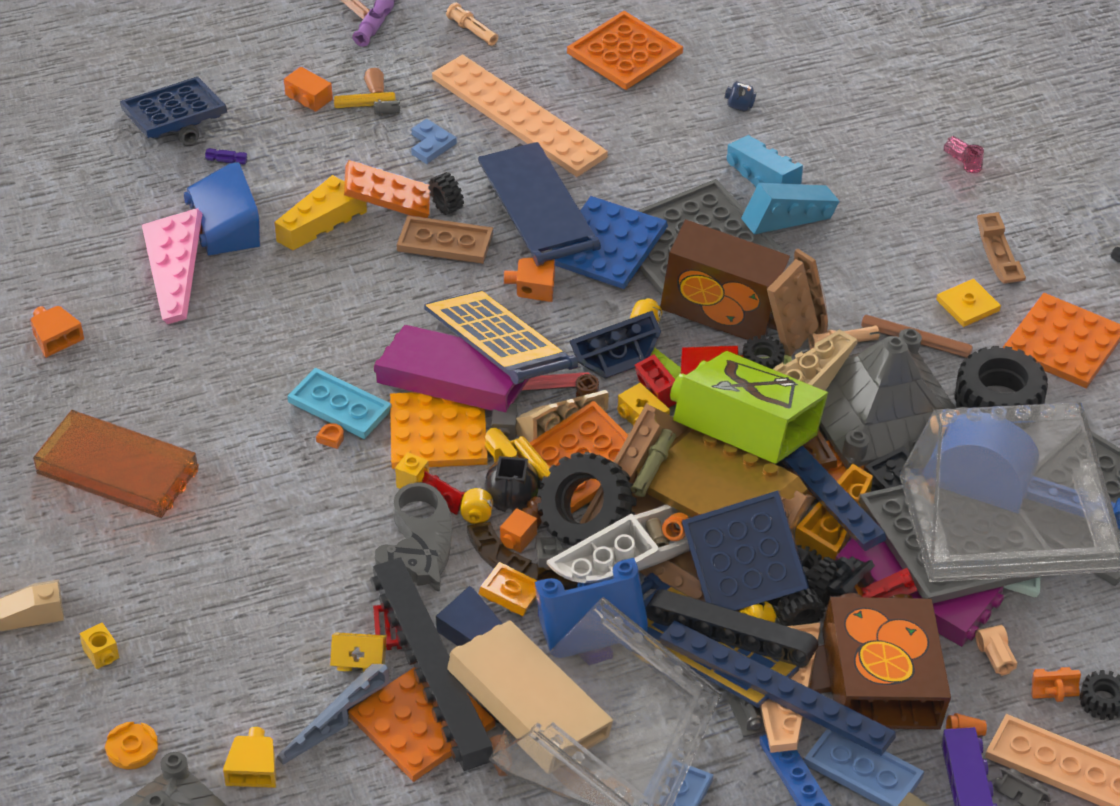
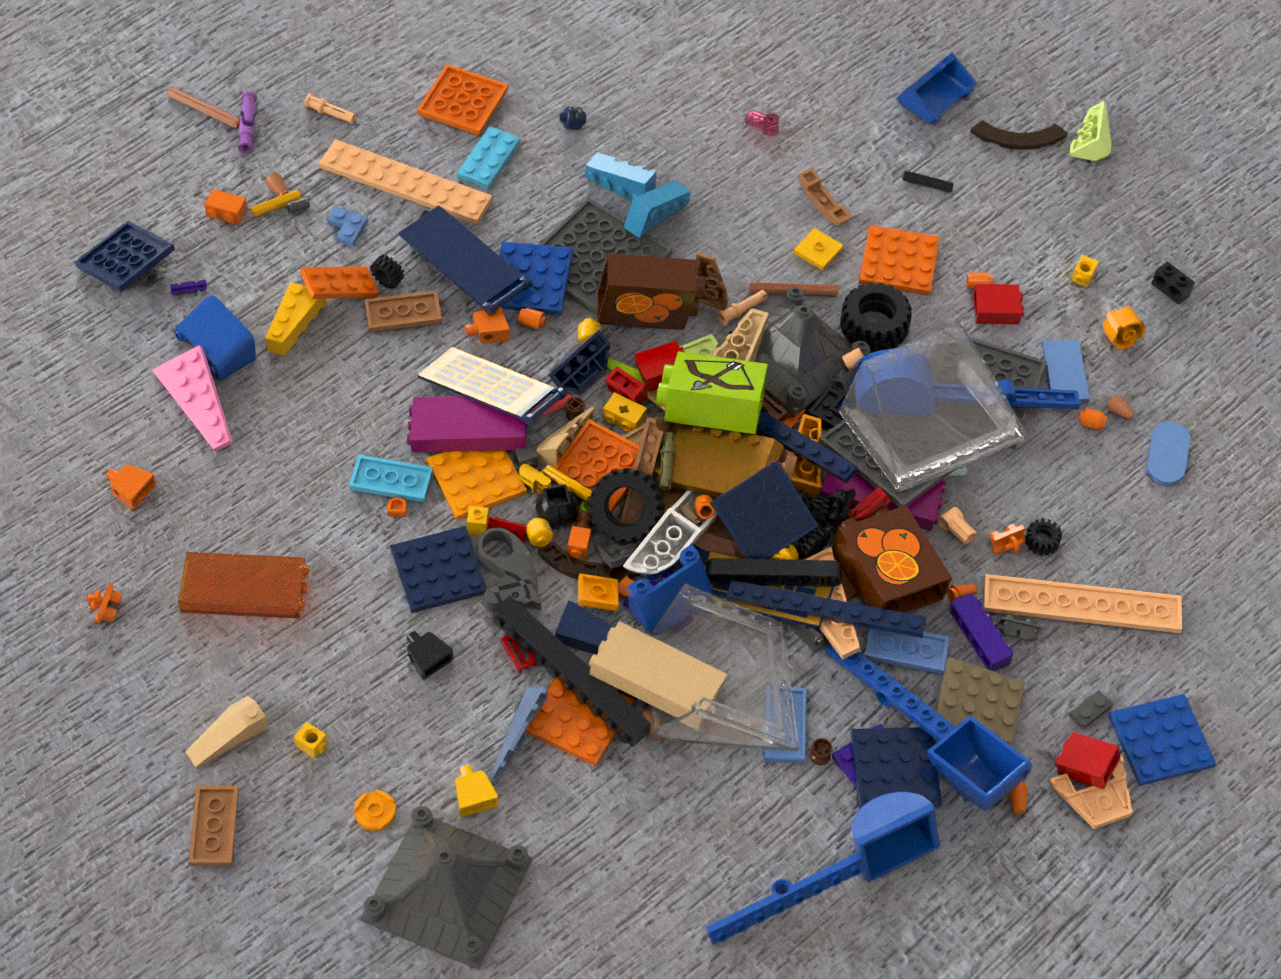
camera: 25 degrees left, 10 degrees up
(281, 596) = (428, 653): none -> black torso
(342, 512) = (438, 569): none -> dark blue plate
(344, 643) = (500, 678): yellow brick -> none
(587, 284) = (532, 318): none -> orange brick
(624, 113) = (488, 157): none -> medium azure plate
(764, 347) = (695, 334): black tyre -> none
(792, 307) = (709, 299): medium nougat plate -> none

